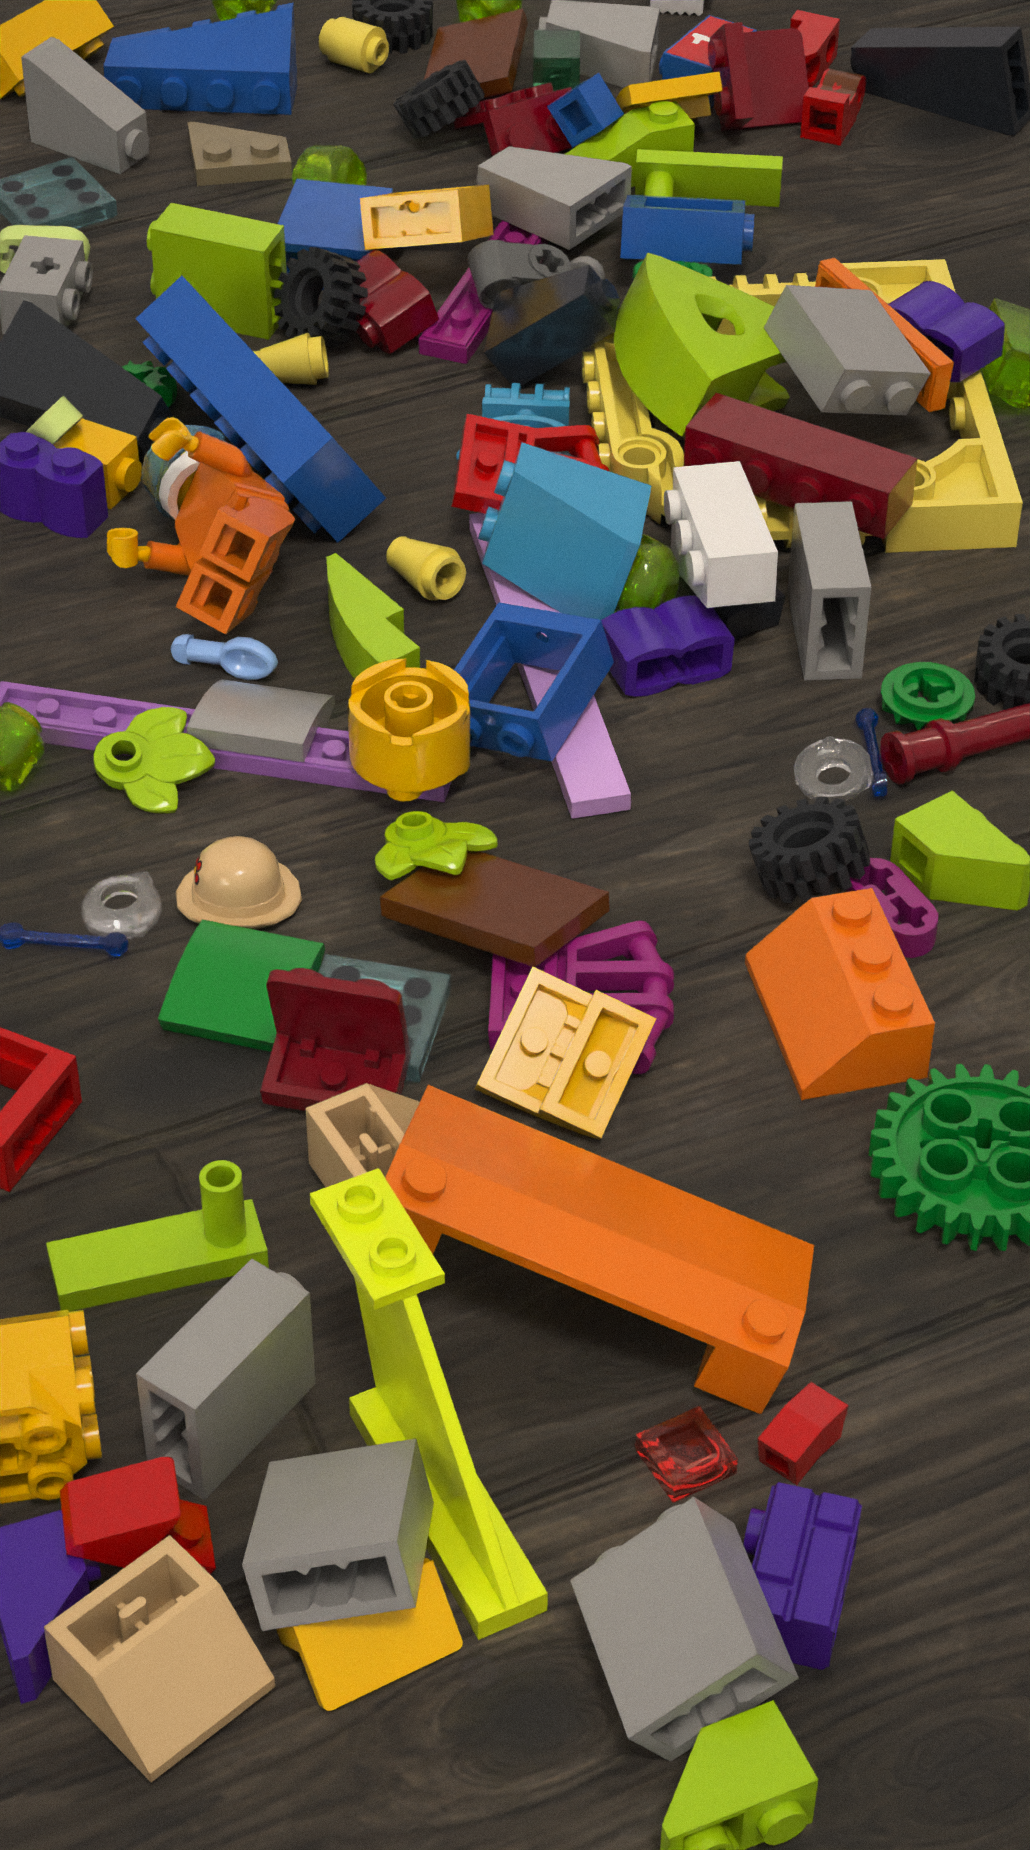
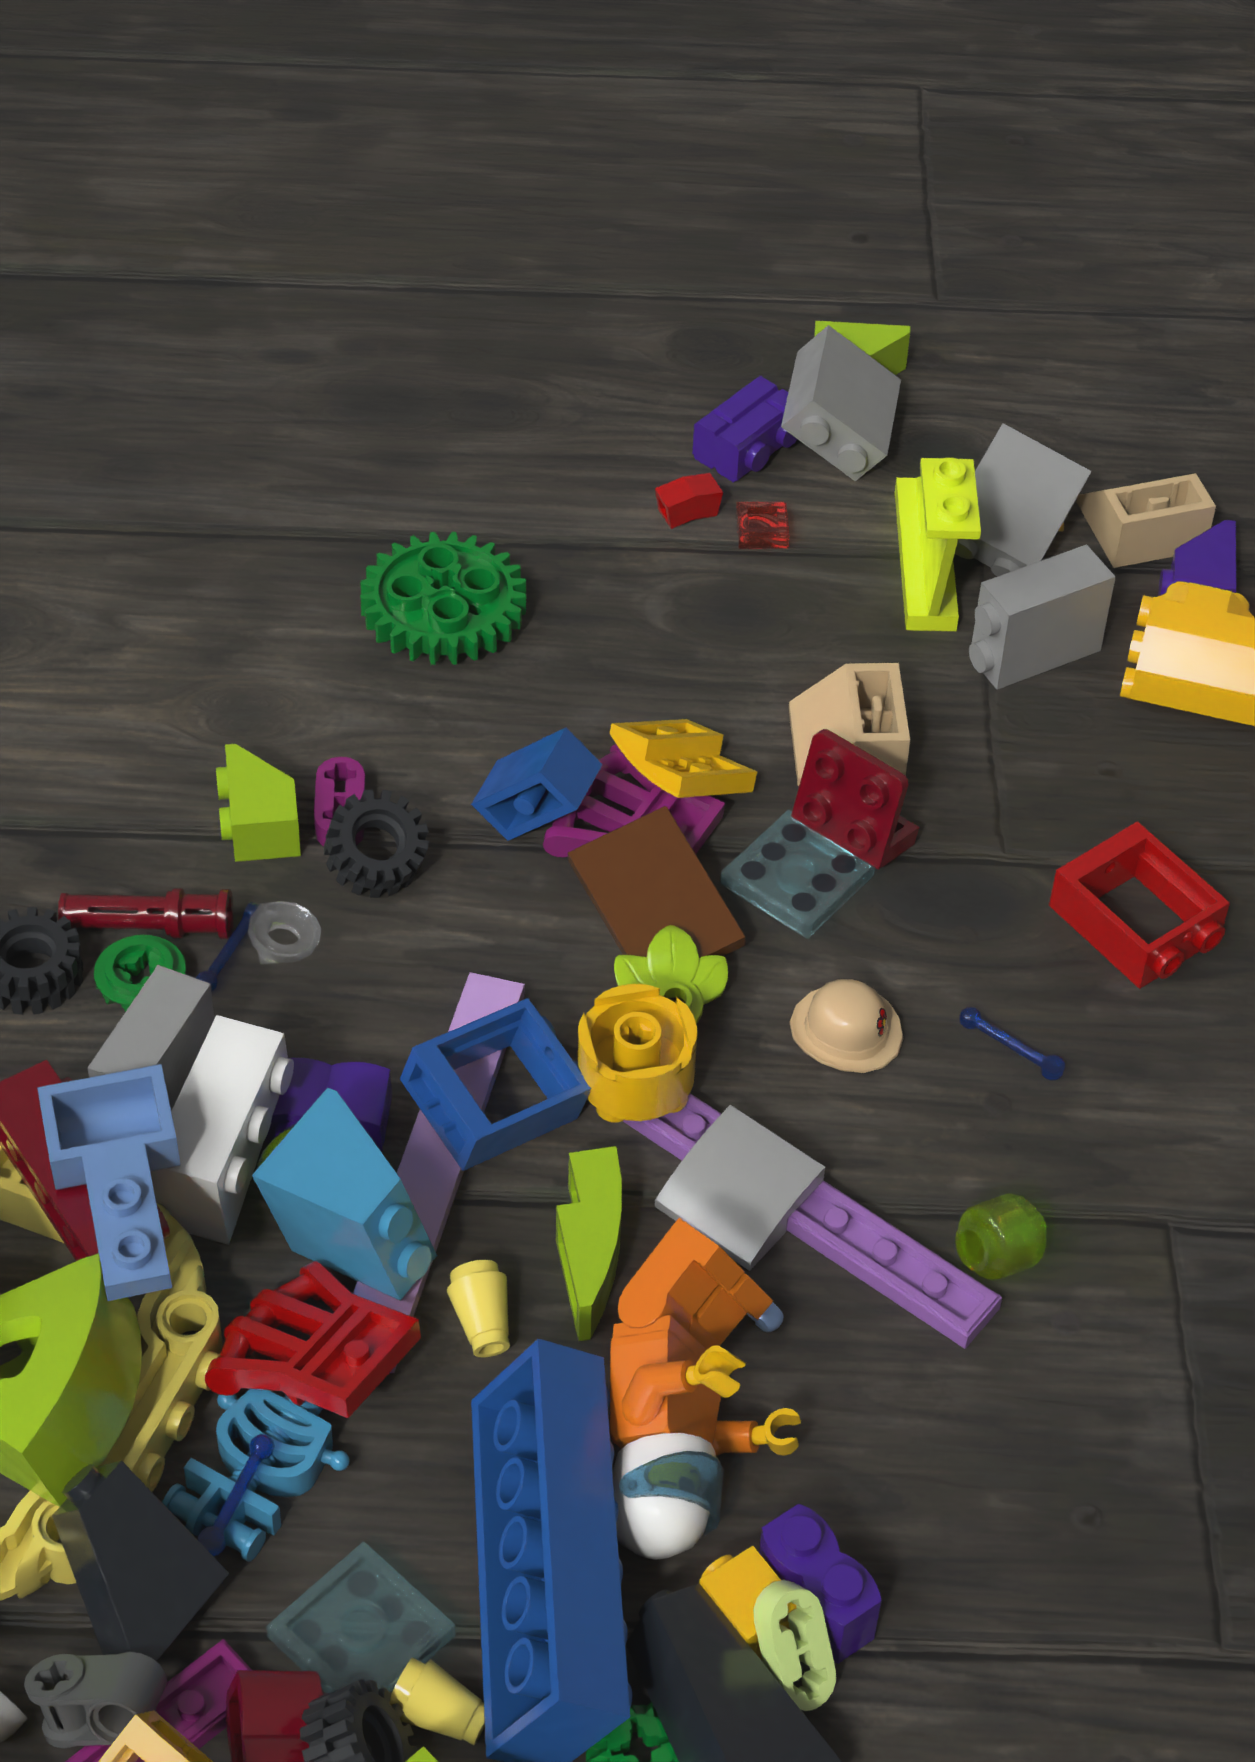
camera: 155 degrees left, 5 degrees up
(130, 1511) = (1141, 561): red slope -> none
(132, 920) = (946, 1073): clear piece -> none
(160, 759) = (864, 1180): lime plate -> none
(162, 1251) = (1036, 760): lime piece -> none
(223, 982) = (887, 930): green slope -> none
(376, 389) = (360, 1624): none -> clear light blue tile
(513, 371) = (212, 1537): none -> clear blue hinge
(610, 1237) = (762, 597): orange slope -> none
(687, 933) = (537, 784): none -> blue brick
(753, 428) = (111, 1137): none -> medium blue plate
(842, 997) = (444, 733): orange slope -> none

